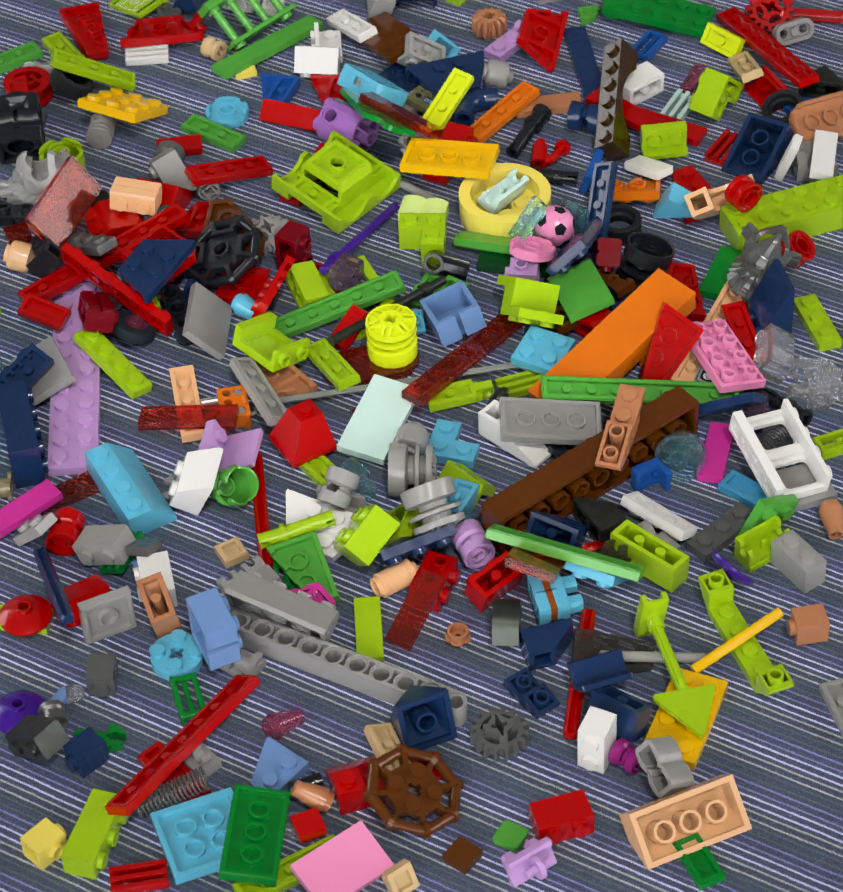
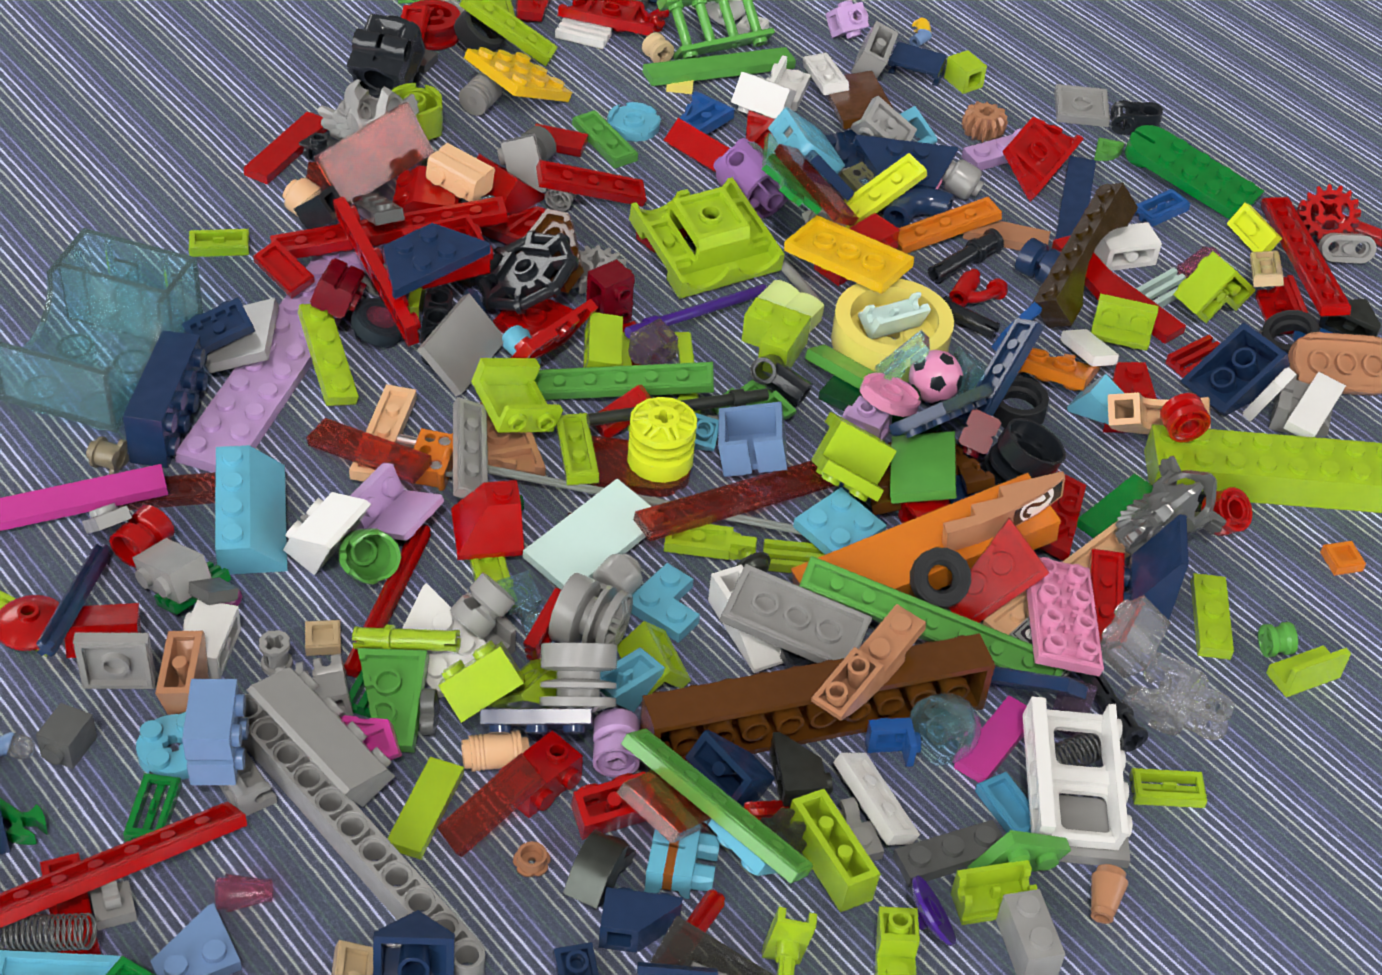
camera: 15 degrees right, 0 degrees up
(208, 572) = (275, 648): none -> light grey bush
(336, 570) = (429, 711): none -> dark grey tile
(382, 495) = (540, 629): none -> red tile
(404, 103) = (831, 176): none -> dark blue tile
(642, 348) = (960, 577): none -> black tyre
(660, 289) = (1015, 500): none -> nougat slope

